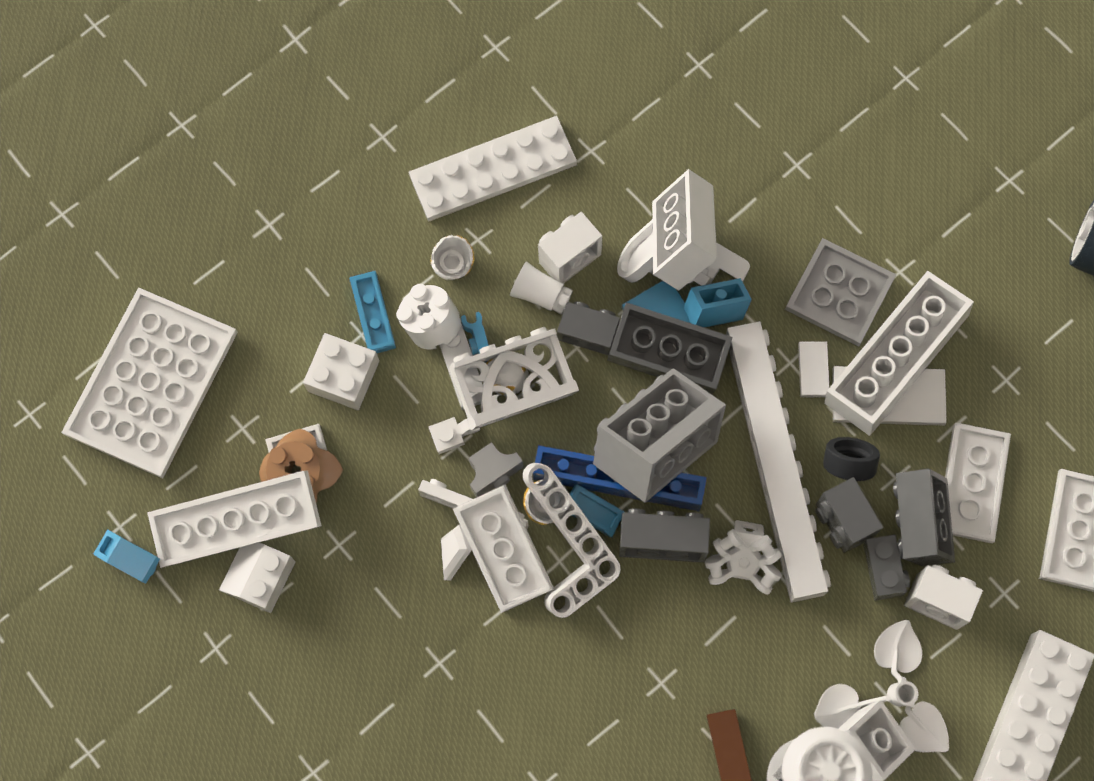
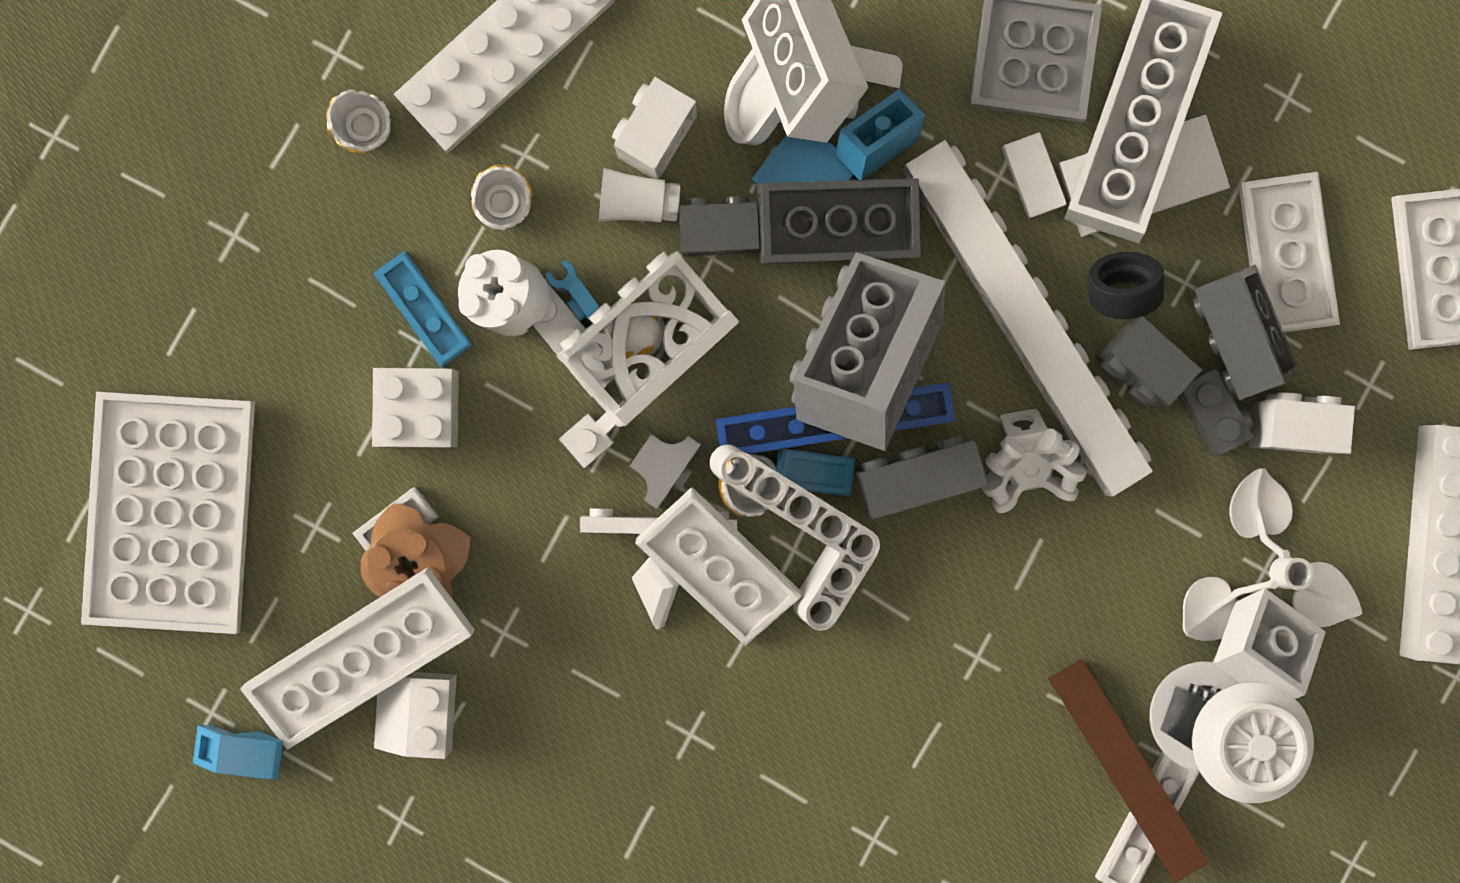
camera: 25 degrees left, 15 degrees up
(379, 179) = (358, 121): none -> white hair

